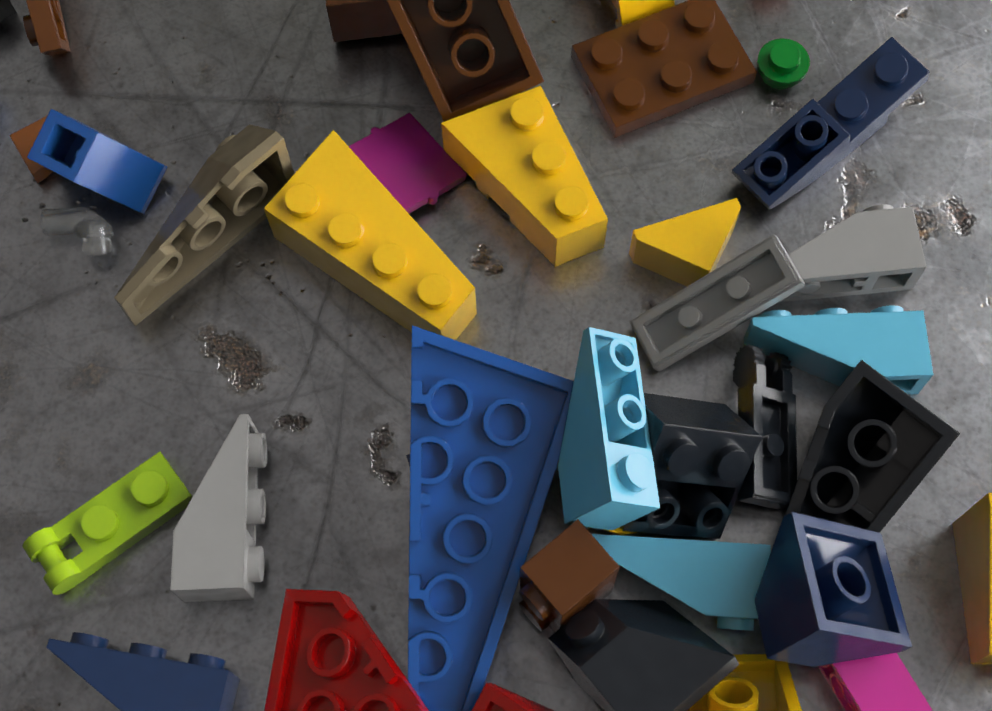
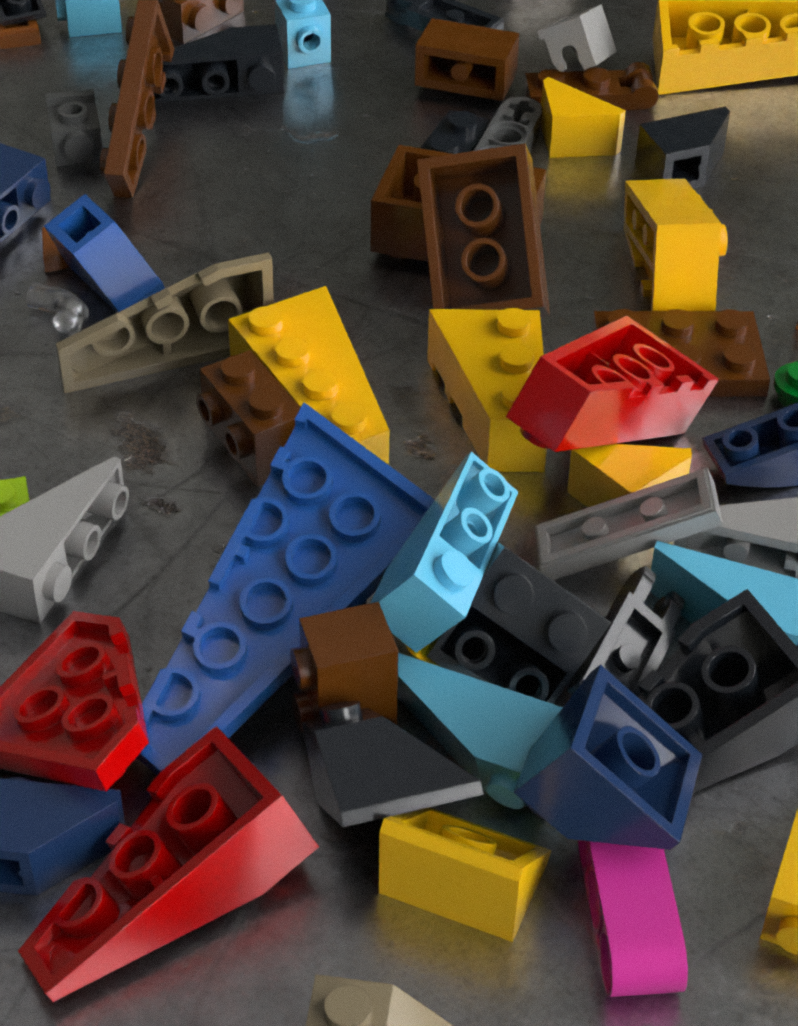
camera: 20 degrees right, 25 degrees down
(333, 303) = (246, 411): none -> reddish brown brick
(409, 162) = (390, 350): magenta piece -> none
(647, 166) = (610, 390): none -> red wedge

